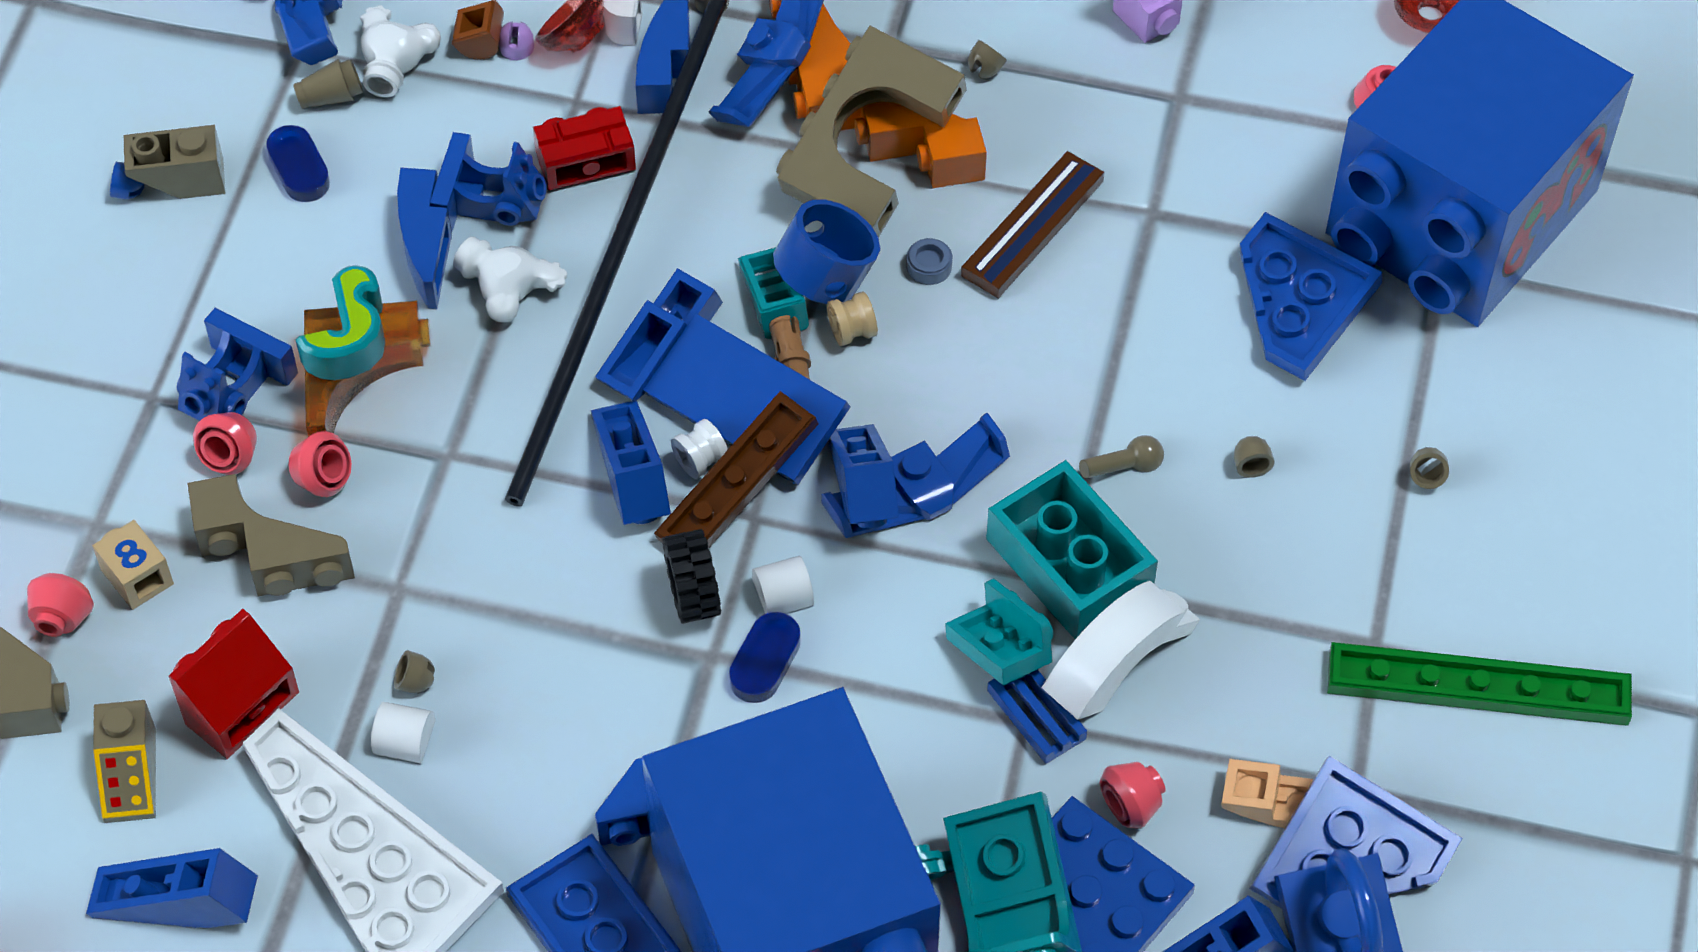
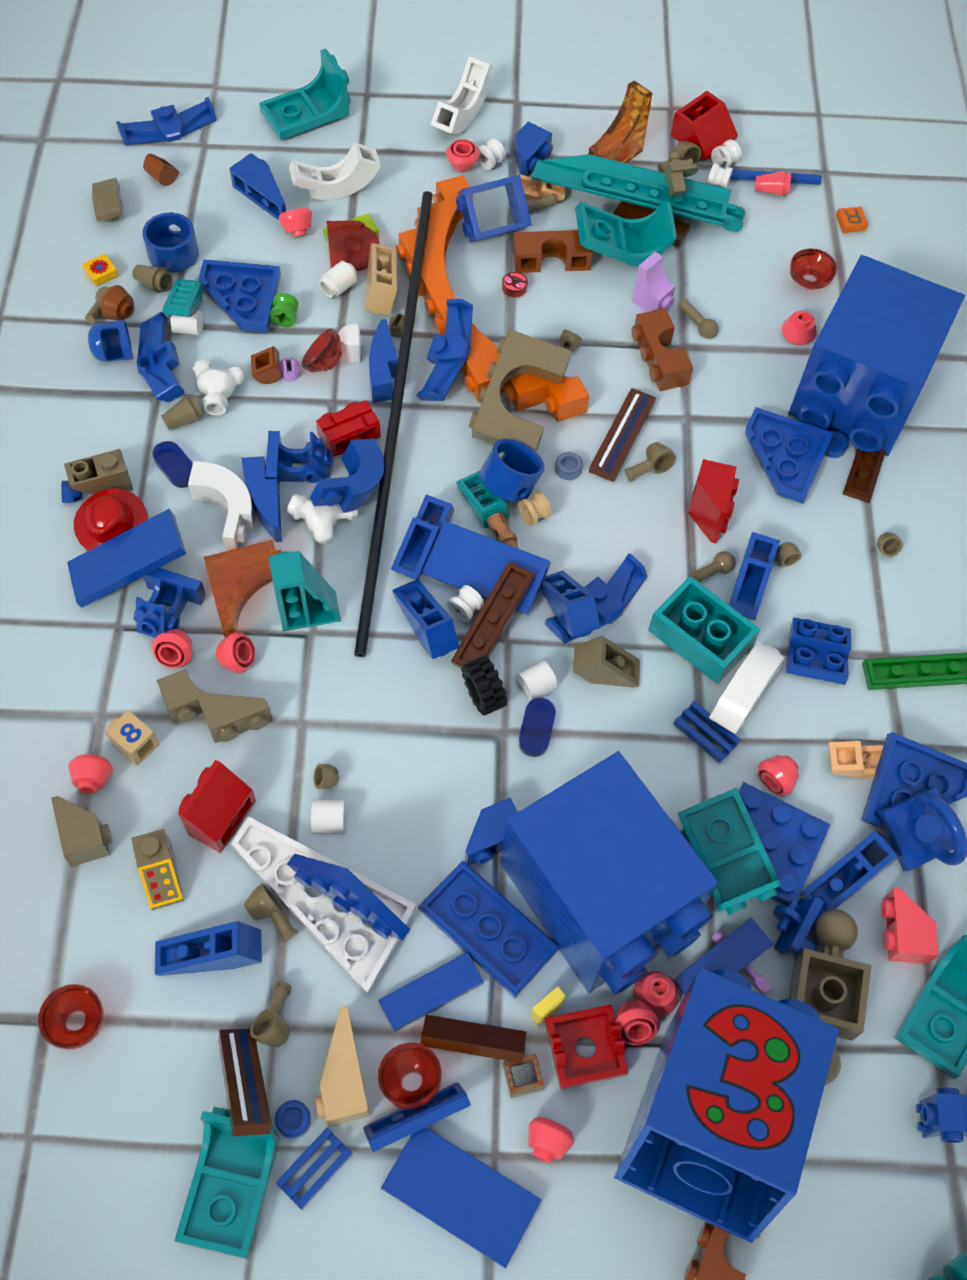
camera: 15 degrees left, 5 degrees up
(176, 237) = (107, 516): none -> red hat
(185, 293) = (125, 558): none -> blue tile
(270, 842) = (263, 904): none -> dark tan bar
(361, 208) = (221, 486): none -> white arch
(362, 340) = (244, 562): teal animal -> none
(395, 841) = (348, 894): none -> blue plate
(439, 387) = (301, 592): none -> teal wedge
(565, 246) = (365, 469): none -> blue arch
(900, 577) = (606, 663): none -> dark tan slope
(1003, 635) = (678, 689): teal bracket -> none
(1080, 275) = (659, 460): none -> dark tan bar
(1137, 125) = (666, 366): none -> dark orange arch
(1147, 344) = (713, 498): none -> red slope
(1183, 480) = (754, 574): none -> blue slope
(1227, 72) = (706, 327): none -> dark tan bar
(1259, 616) = (818, 650): none -> blue slope
(1391, 296) = (837, 445): none -> blue tile
(1425, 350) = (864, 474): none -> reddish brown tile

